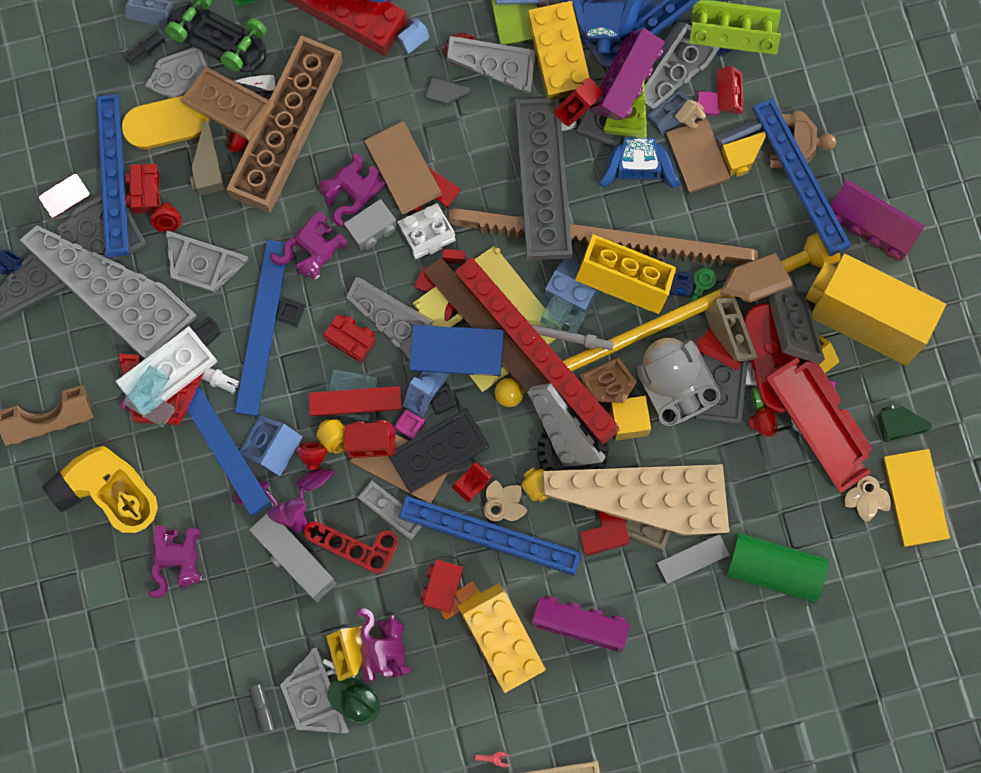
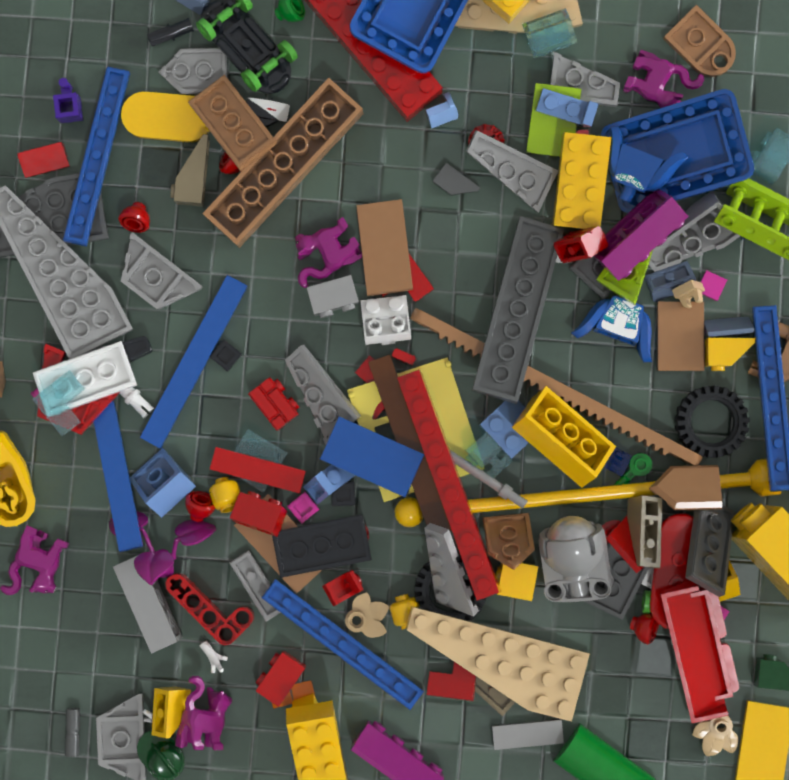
camera: 20 degrees right, 10 degrees up
(71, 138) = (67, 104): none -> dark purple brick
(144, 188) = (123, 180): red brick -> none
(312, 242) = (269, 292): magenta animal -> none
(372, 590) = (213, 657): none -> white bar
(730, 90) = (737, 280): red slope -> none
(765, 197) = (738, 413): none -> black tyre

